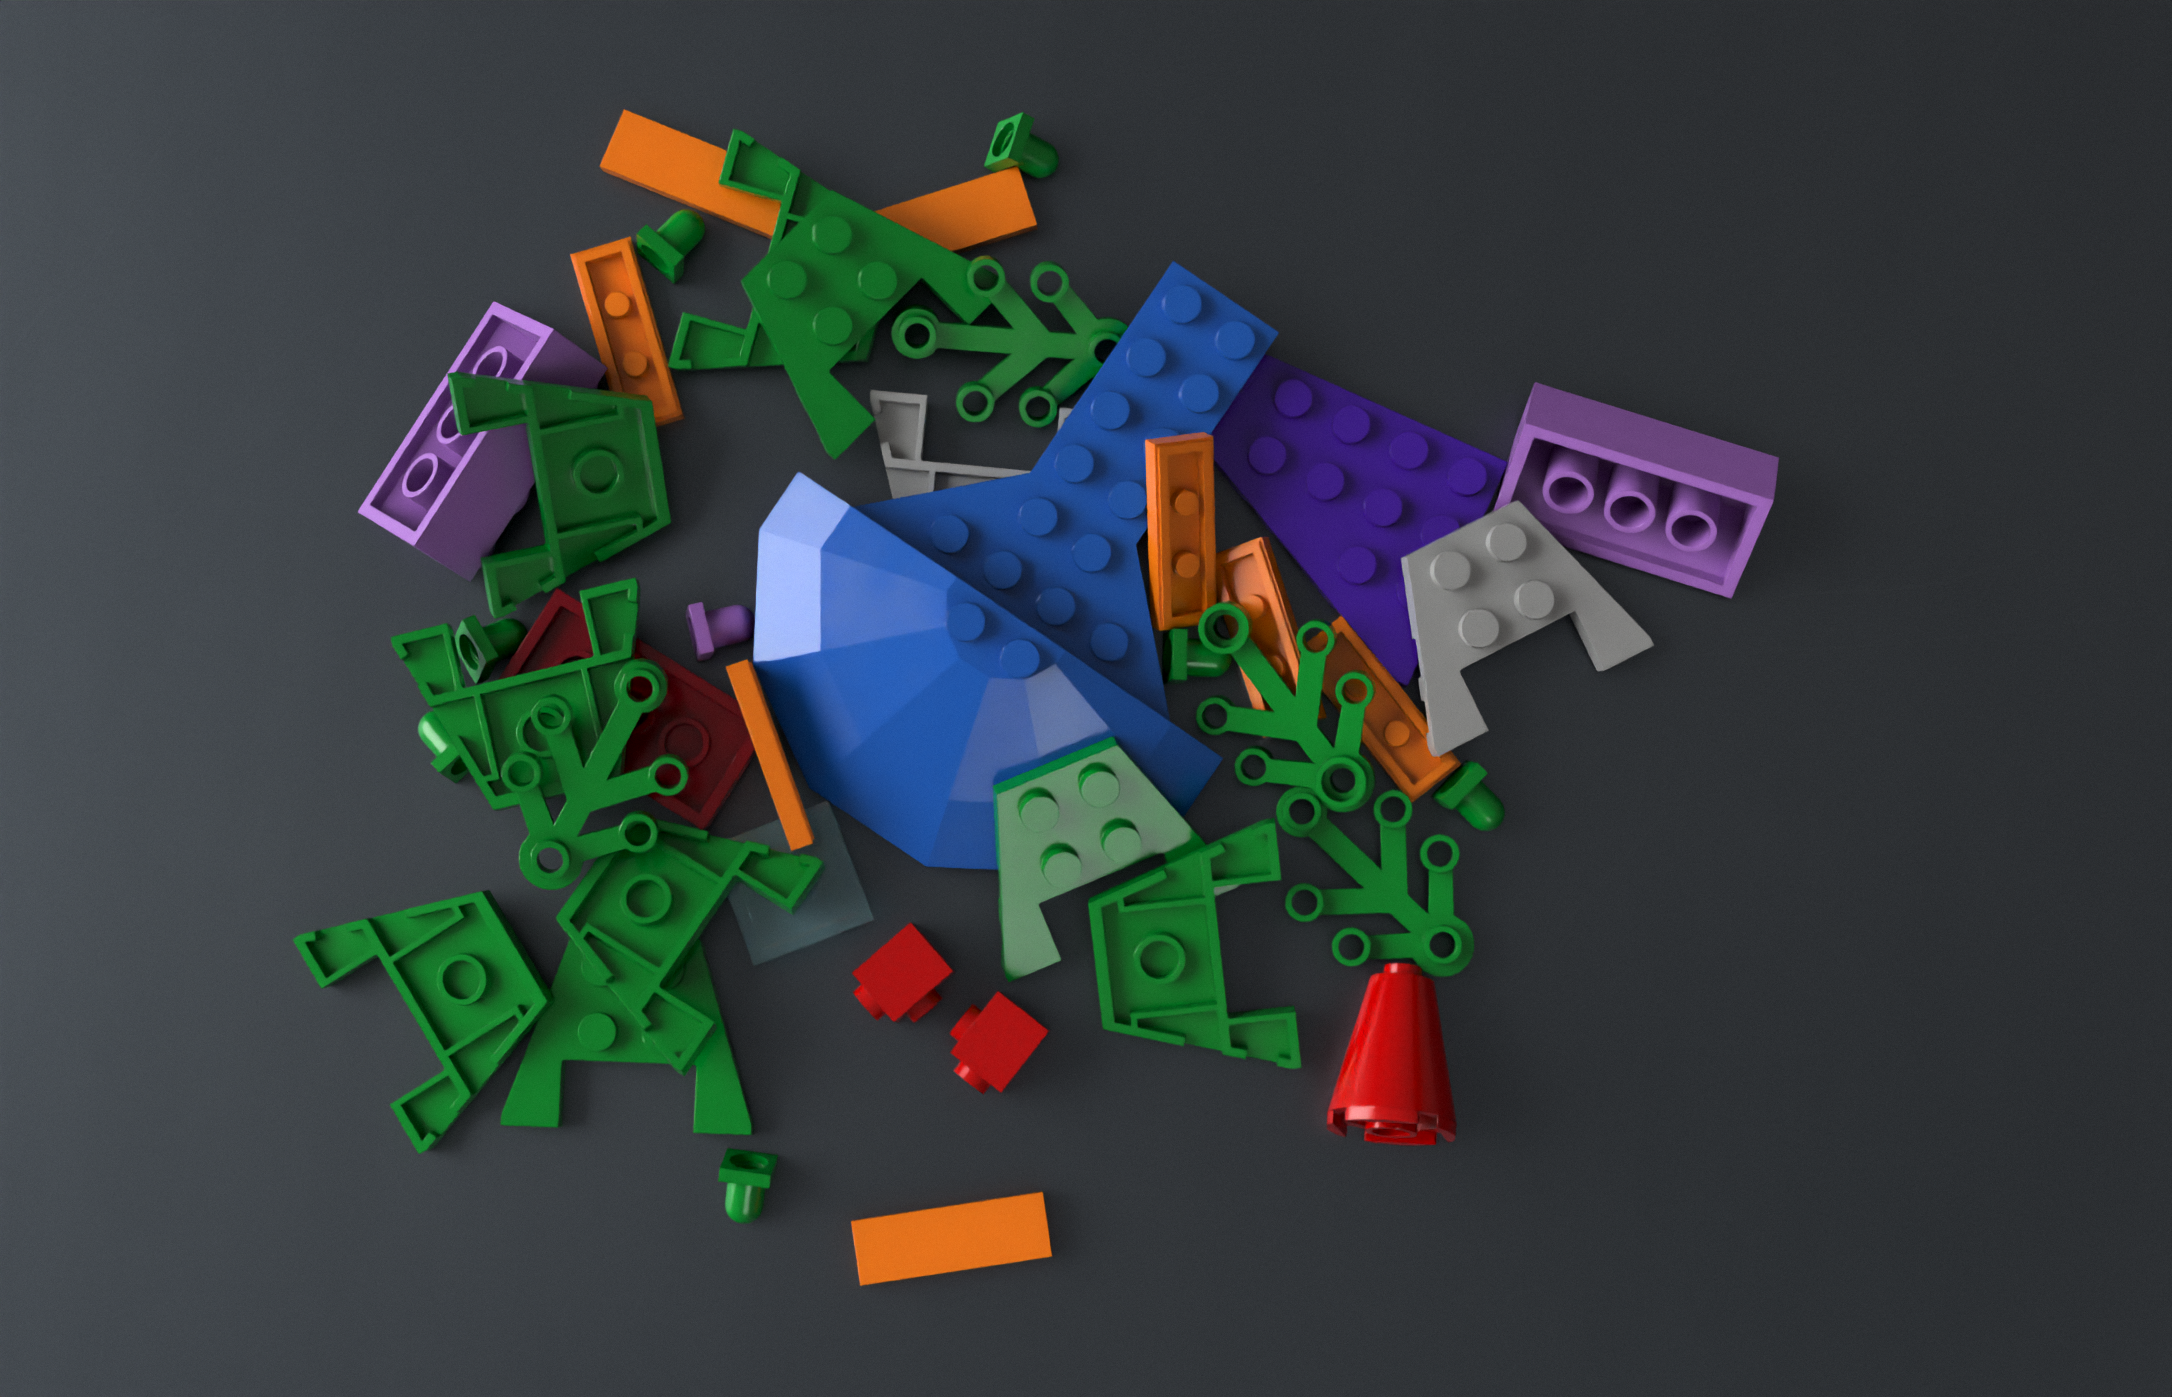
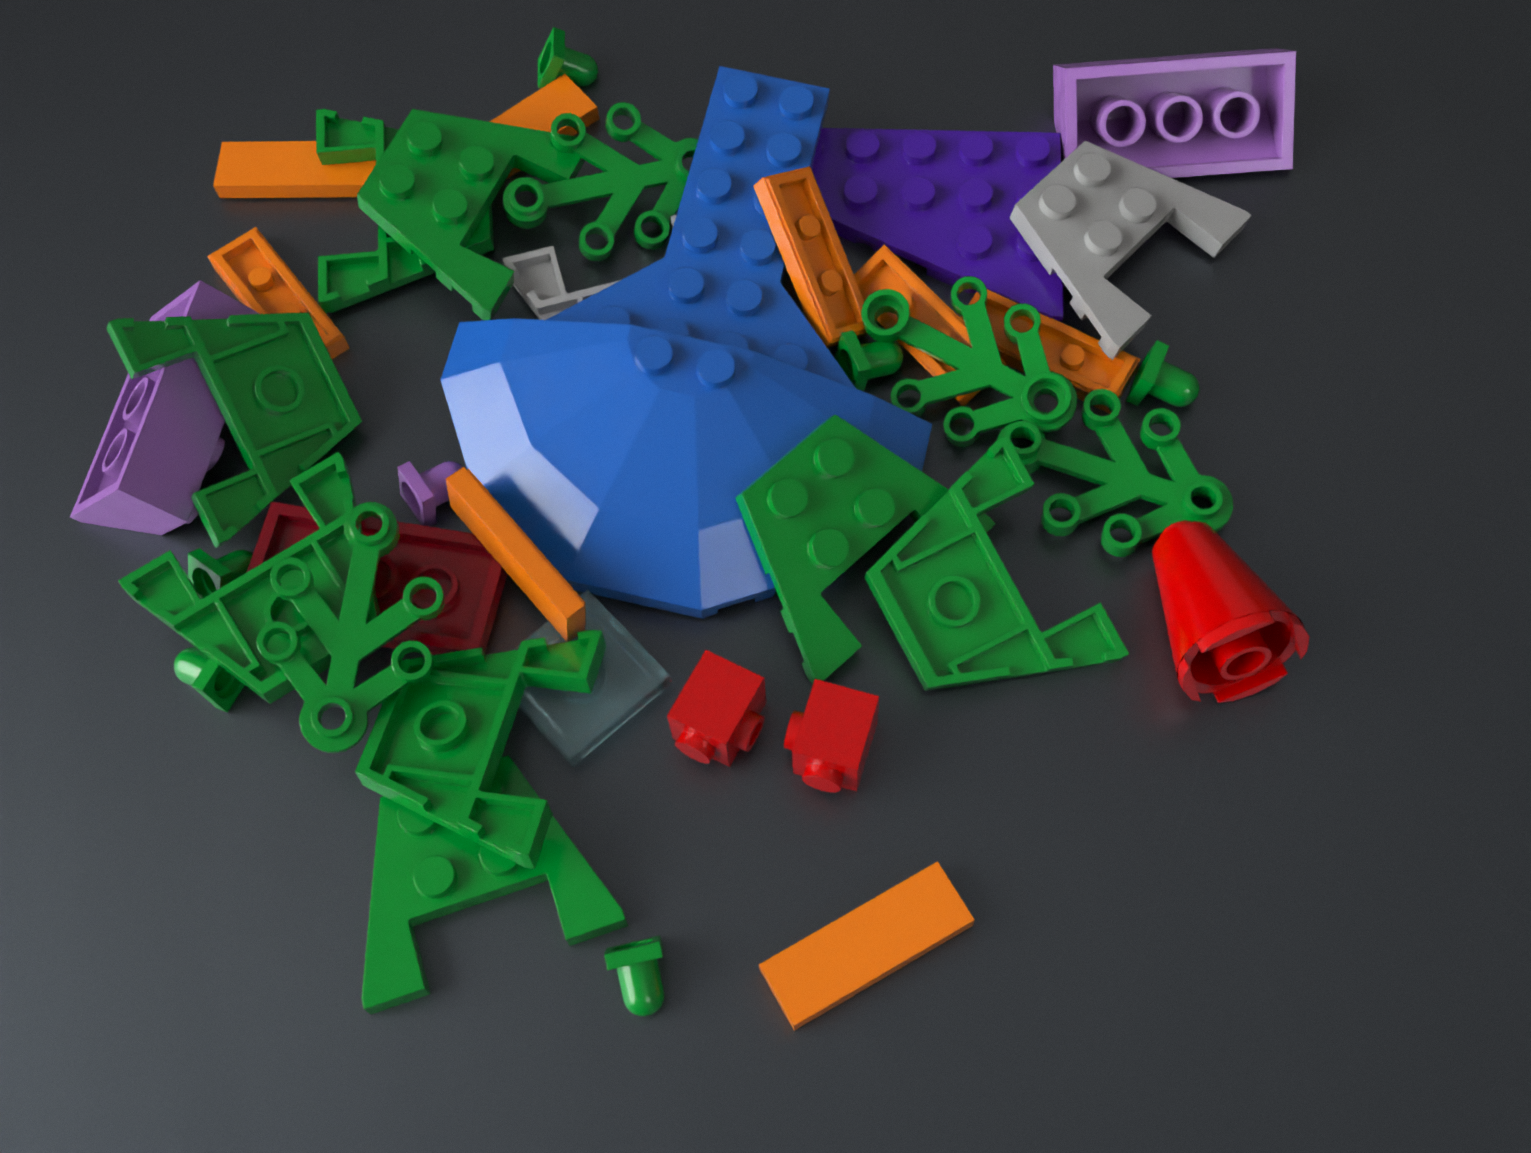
camera: 20 degrees left, 20 degrees down
(463, 985) = (281, 882): green wing -> none
(671, 242) = (289, 224): green piece -> none

